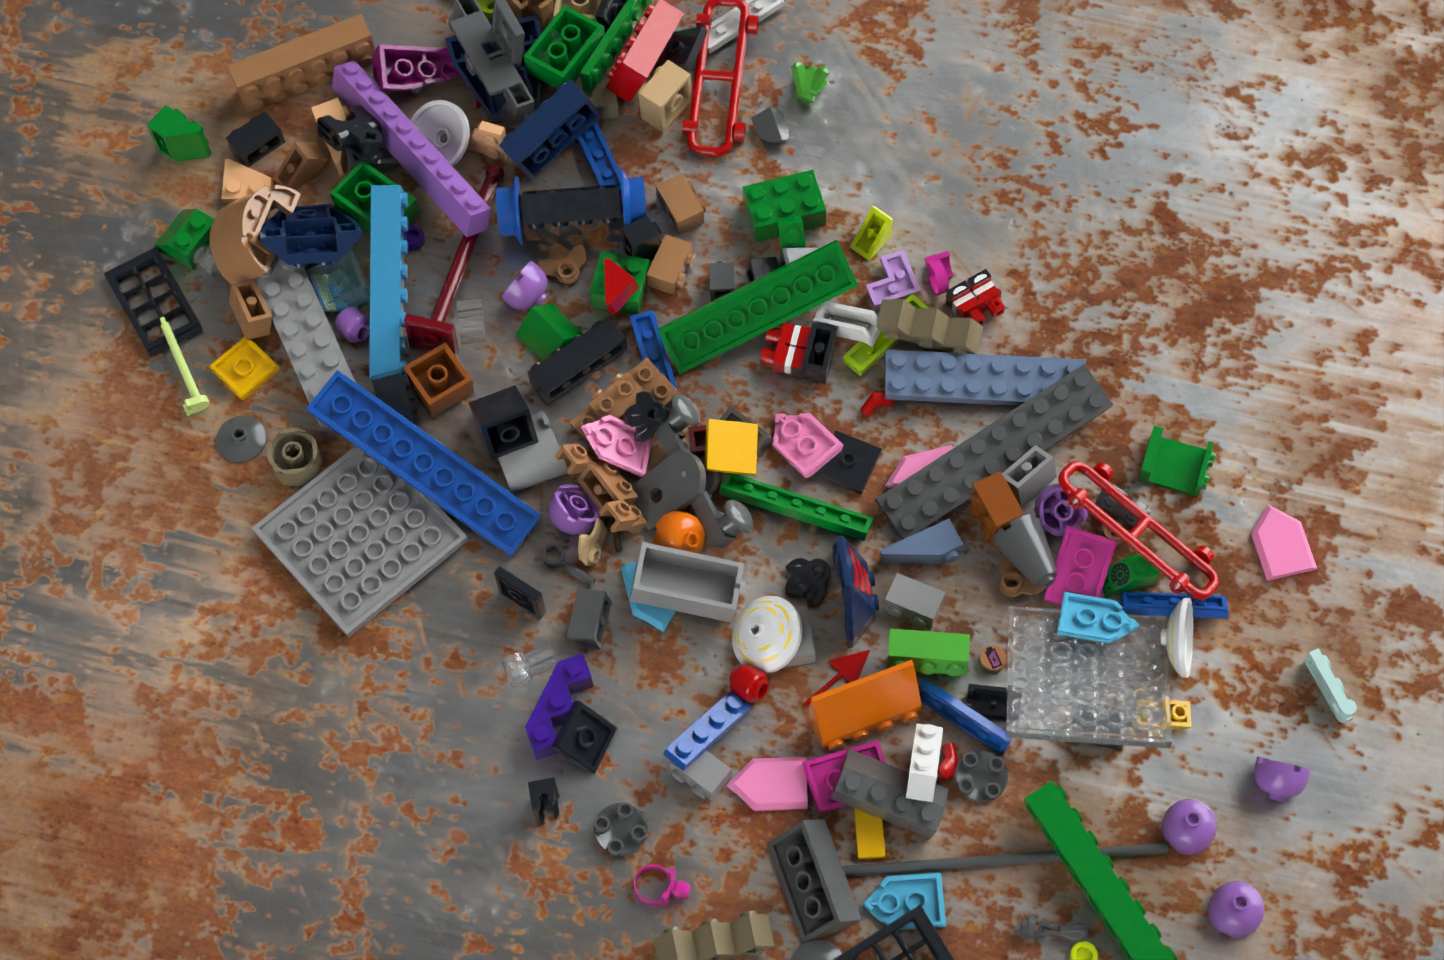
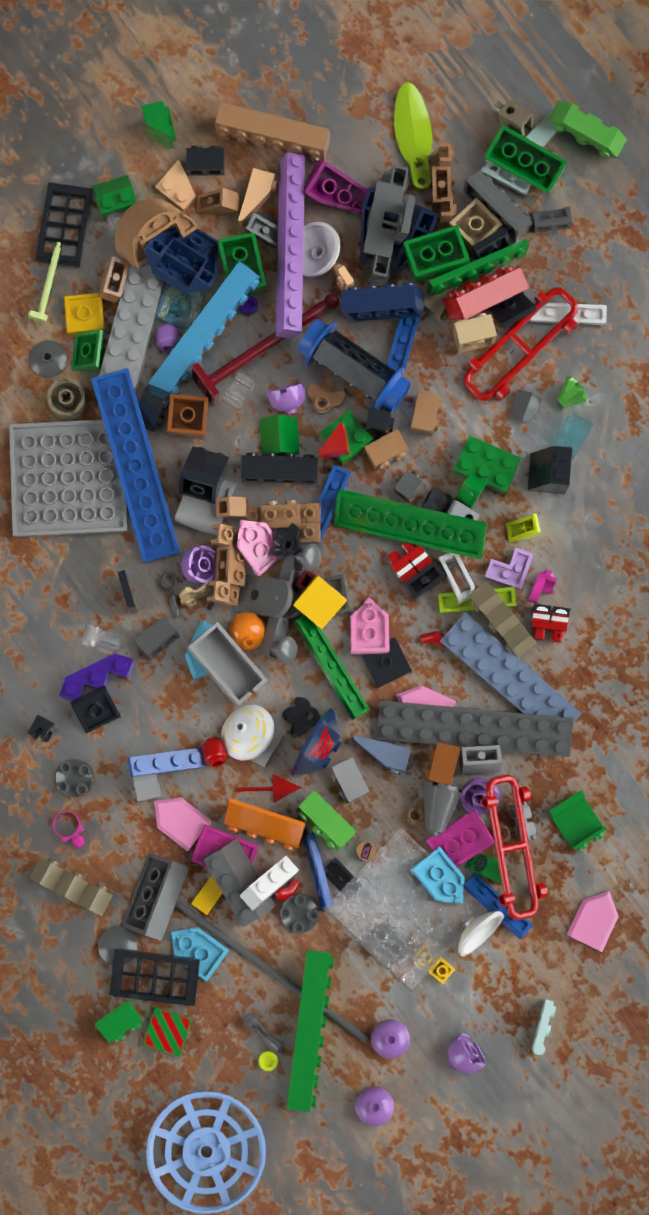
camera: 35 degrees right, 15 degrees up
(279, 397) = (88, 351): none -> green slope
(359, 134) = (263, 213): black piece -> none
(559, 429) = (231, 507): none -> medium nougat brick
(843, 119) = (574, 433): none -> clear light blue brick
(851, 160) = (550, 470): none -> black slope

